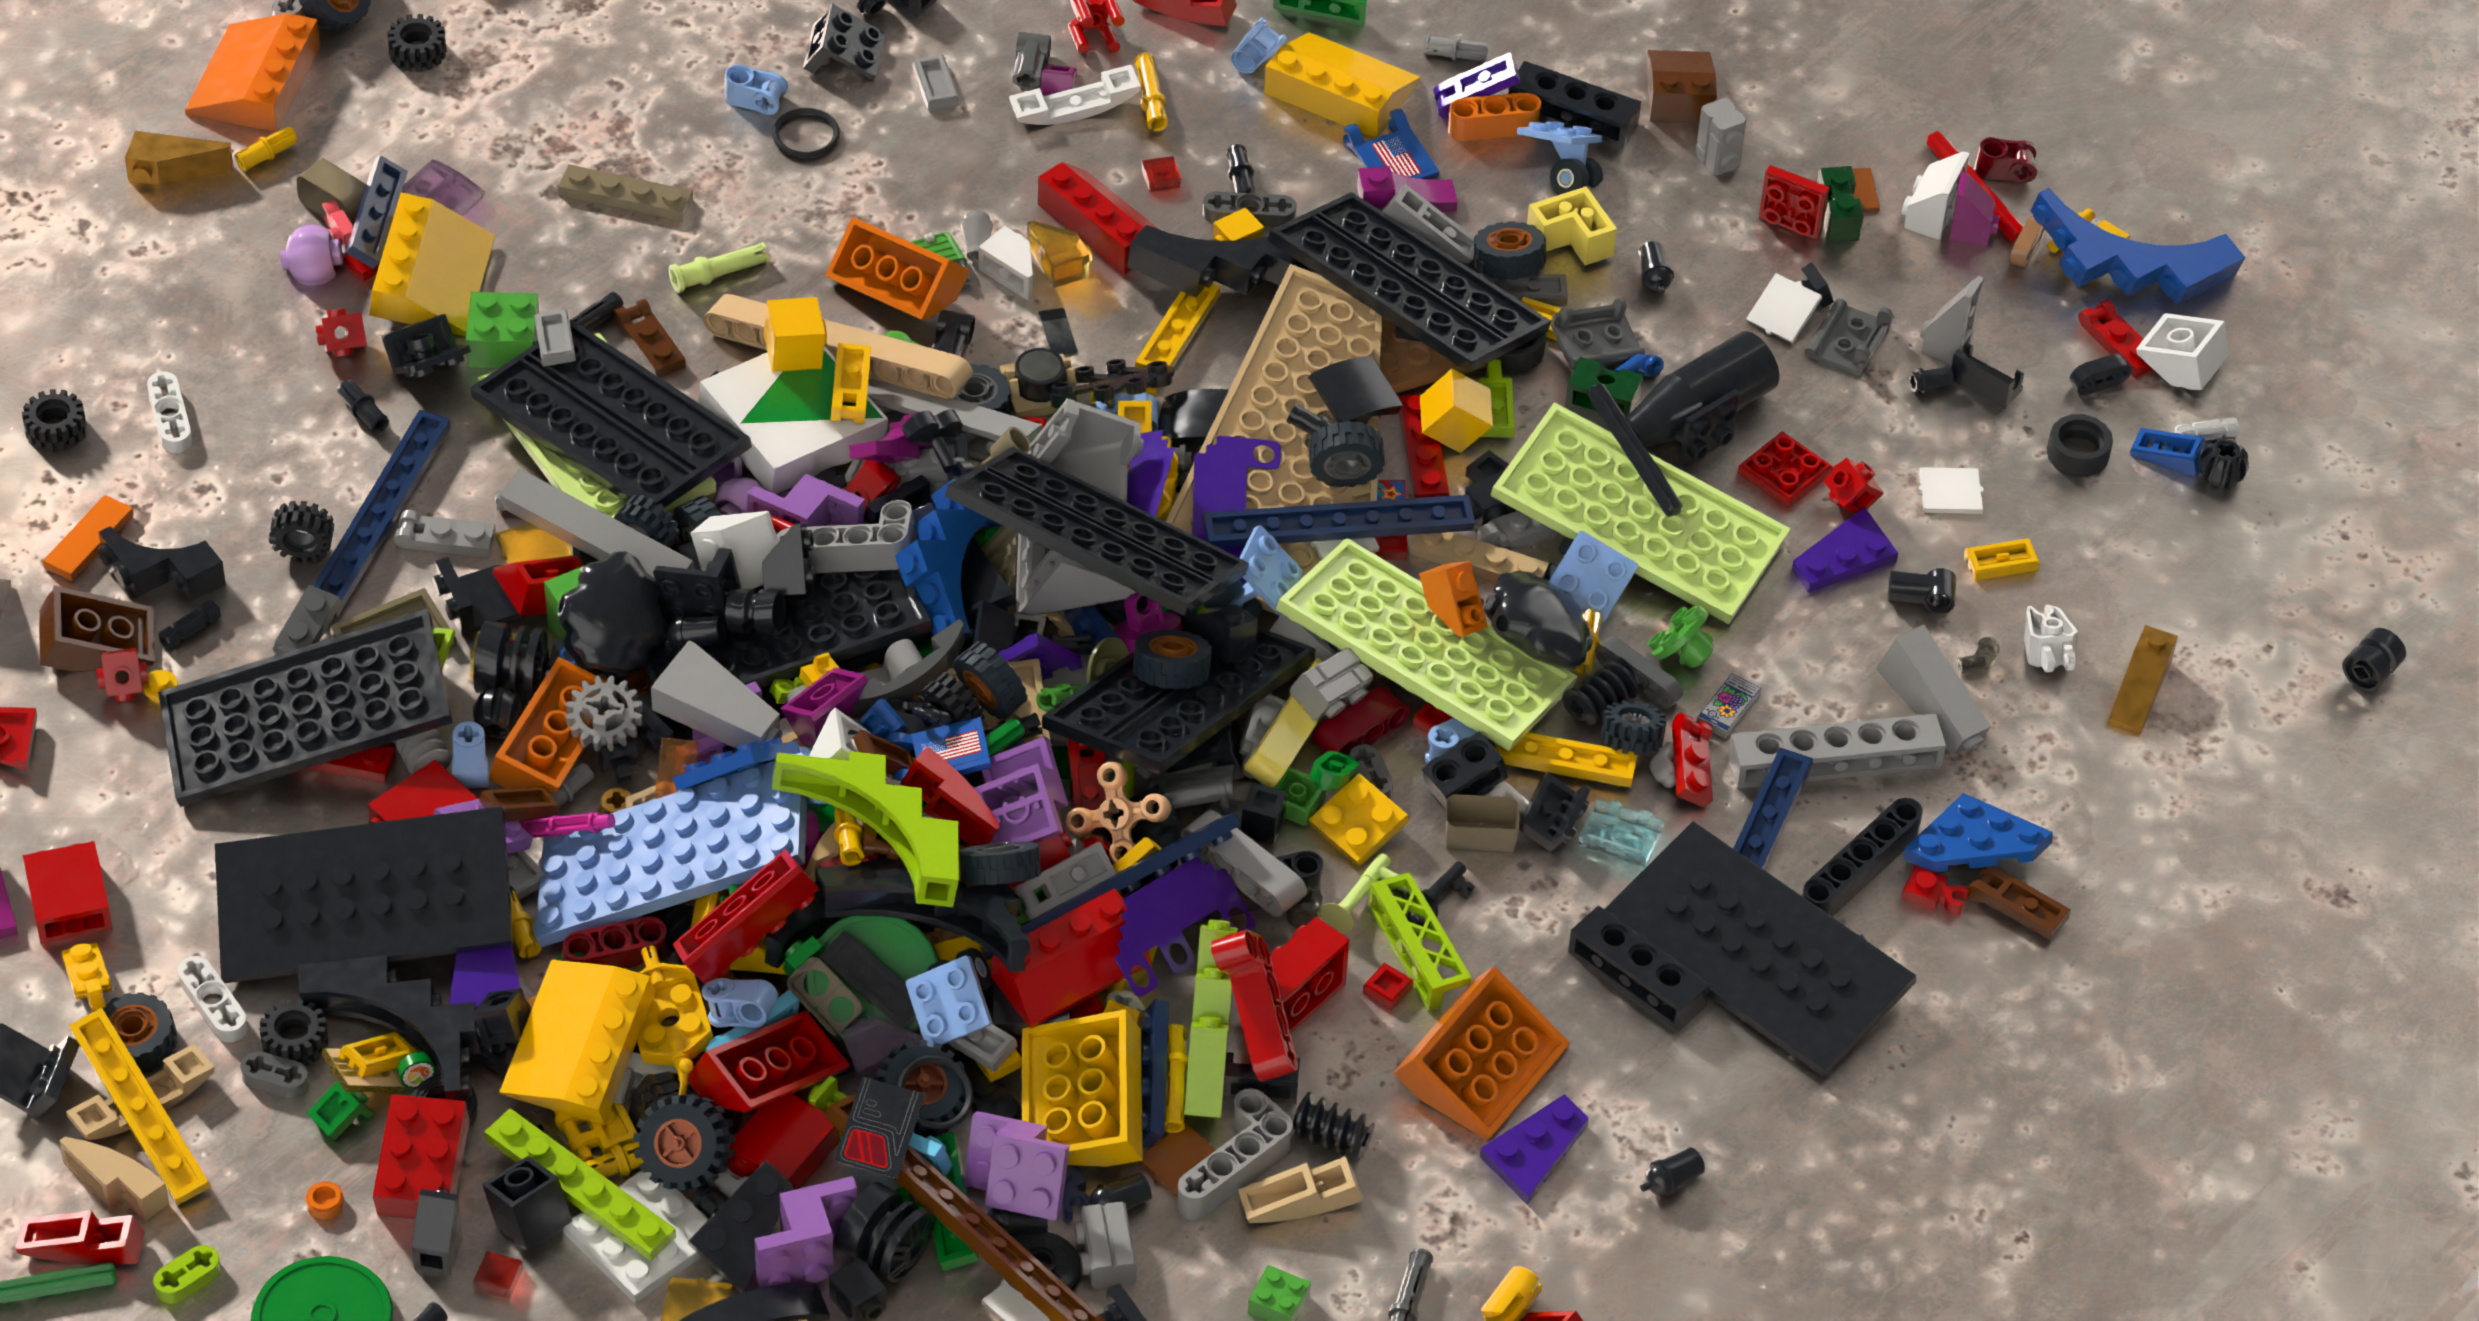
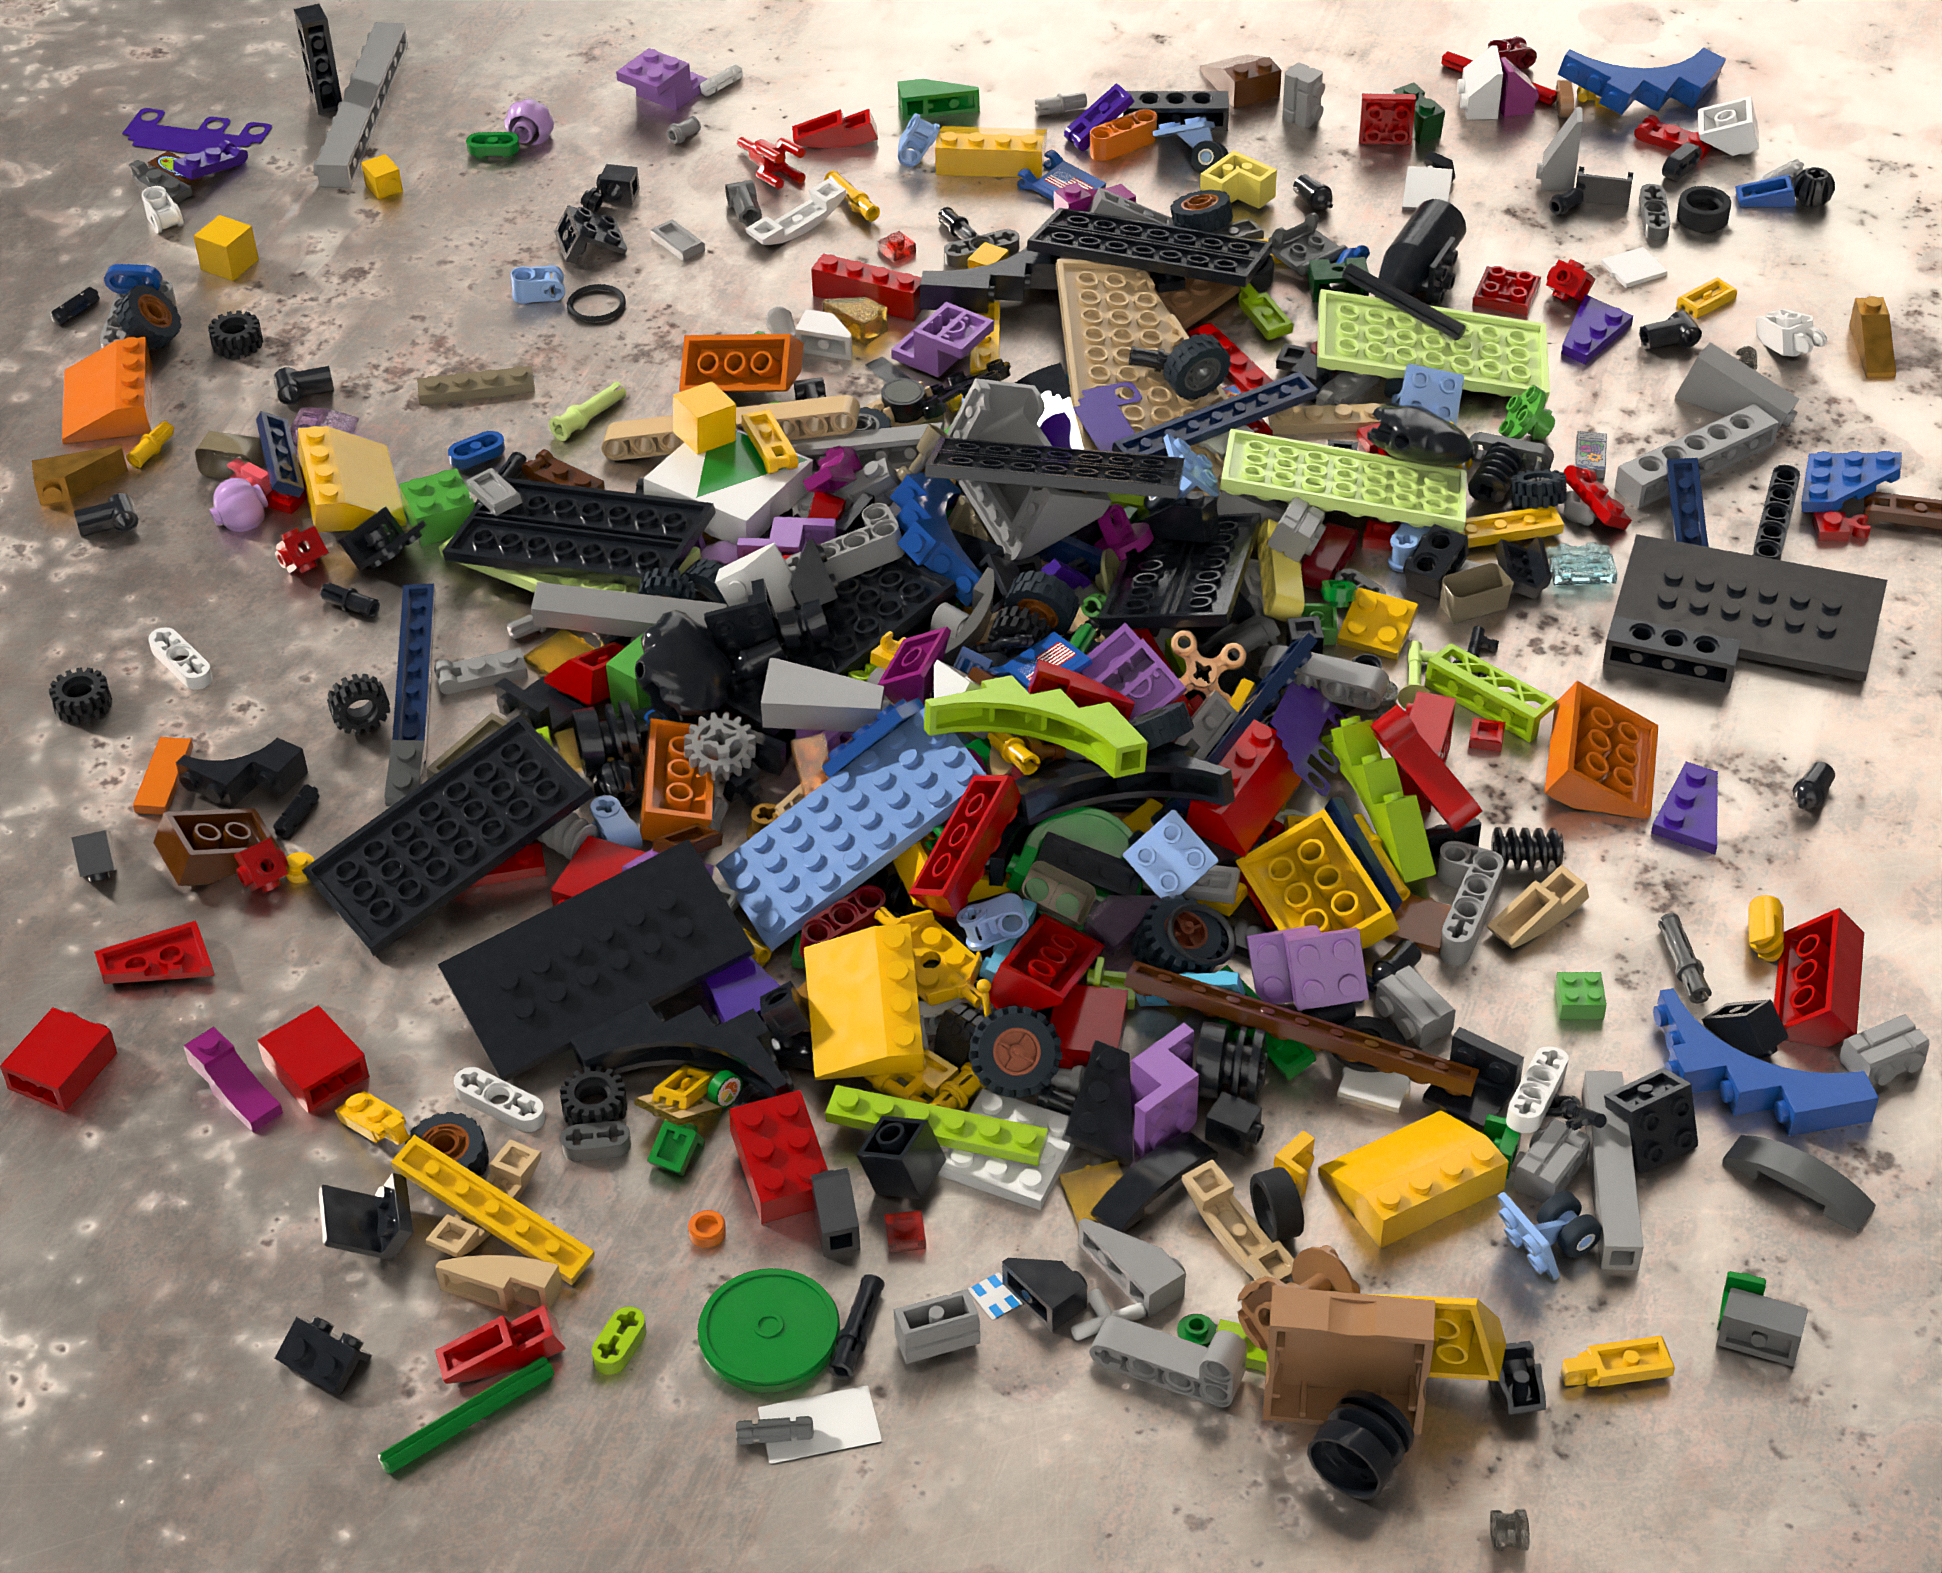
camera: 20 degrees left, 5 degrees down
(190, 222) = (116, 514): none -> black piece
(441, 127) = (294, 385): none -> black piece
(566, 825) = (732, 847): dark pink piece -> none
(580, 273) = (476, 449): none -> blue plate
(879, 1127) = (1180, 976): black sticker -> none
(937, 431) = (865, 448): black piece -> none
(1057, 79) = (774, 209): magenta slope -> none
(1123, 315) = (942, 339): none -> medium lavender bracket
(1172, 659) = (1166, 548): black wheel -> none
(1355, 390) = (1165, 326): black slope -> none
(1455, 597) = (1345, 438): orange slope -> none
(1456, 410) = (1245, 322): yellow head -> none
(1849, 337) = (1486, 195): dark grey piece -> none
(2024, 439) = (1651, 219): none -> dark grey beam

